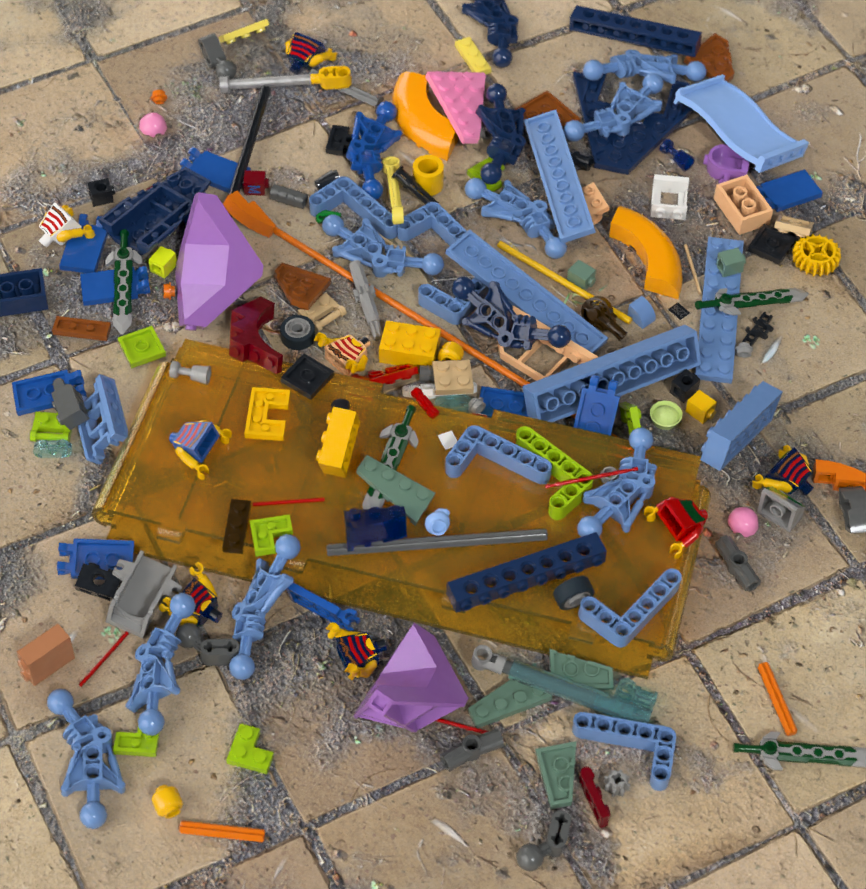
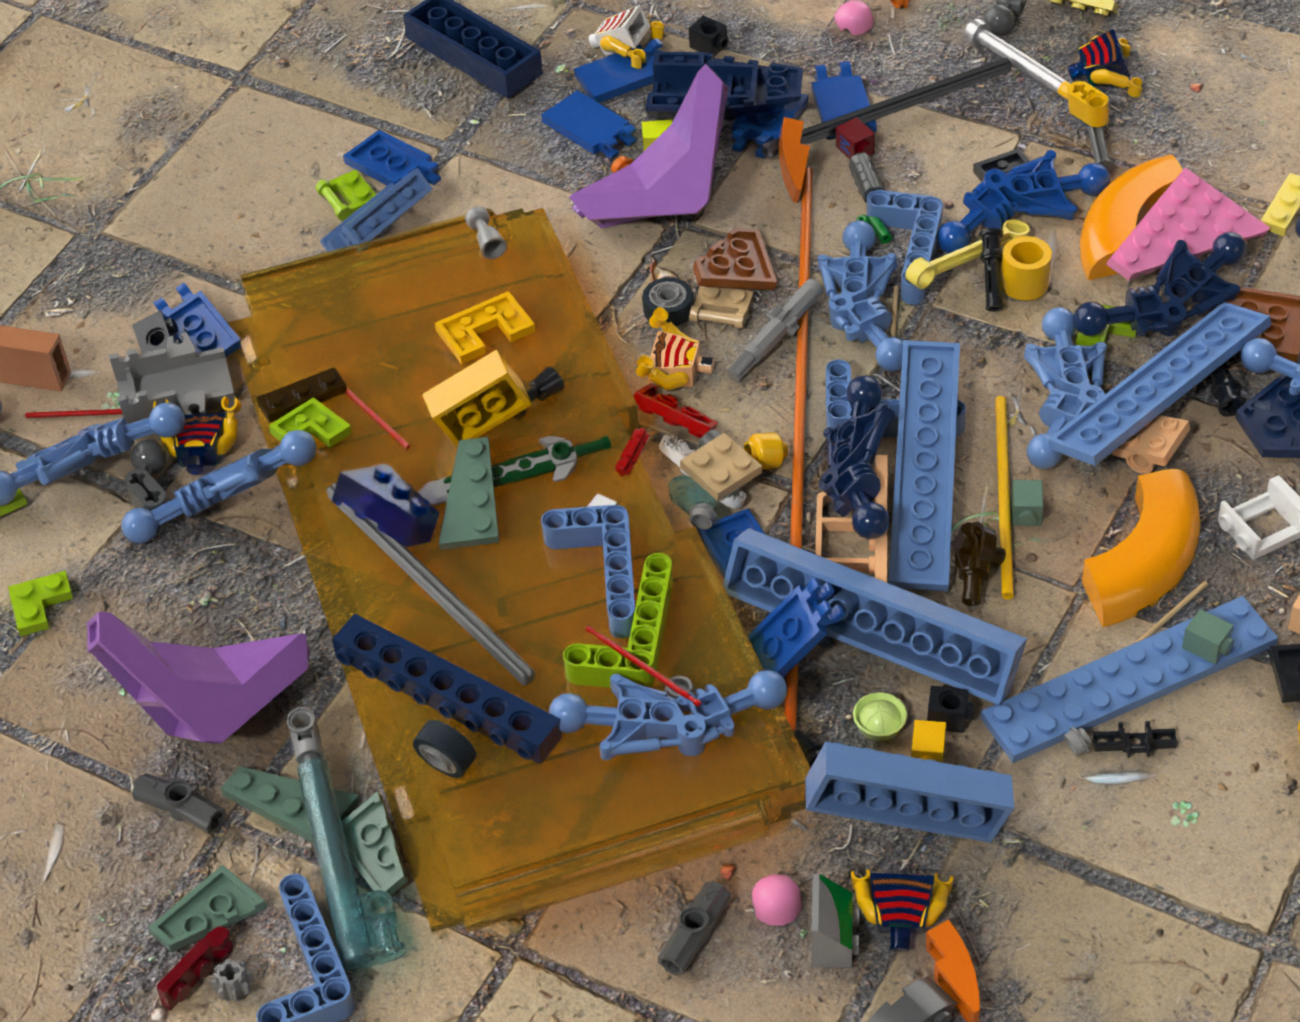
camera: 60 degrees right, 5 degrees down
(52, 449) = (315, 209): clear light blue plate -> none
(68, 404) = (373, 179): dark grey hinge -> none
(81, 328) = (502, 135): dark orange plate -> none
(123, 282) = (622, 104): sword -> none
(141, 347) = (521, 190): lime plate -> none
(196, 441) = (384, 289): torso -> none
(245, 337) = (602, 249): dark red arch -> none
(307, 376) = (572, 328): black plate -> none
(322, 607) = (269, 541): blue tile -> none
(326, 179) = (931, 190): black cone -> none
(356, 651) = (236, 615): torso -> none
(409, 344) = (741, 402): yellow brick -> none
(430, 216) = (960, 308): medium blue beam -> none
(438, 521) = (452, 562): light blue animal -> none
(461, 726) = (220, 800): red axle -> none
(531, 856) = (58, 946): dark grey beam -> none
(630, 415) = (827, 671): lime plate -> none
(636, 612) = (477, 831): medium blue beam -> none
(641, 312) = (1030, 597): medium blue brick -> none
(679, 311) = (1082, 638): black sticker -> none
(681, 519) = (664, 804): red torso -> none
(731, 302) = (1133, 670): sword -> none

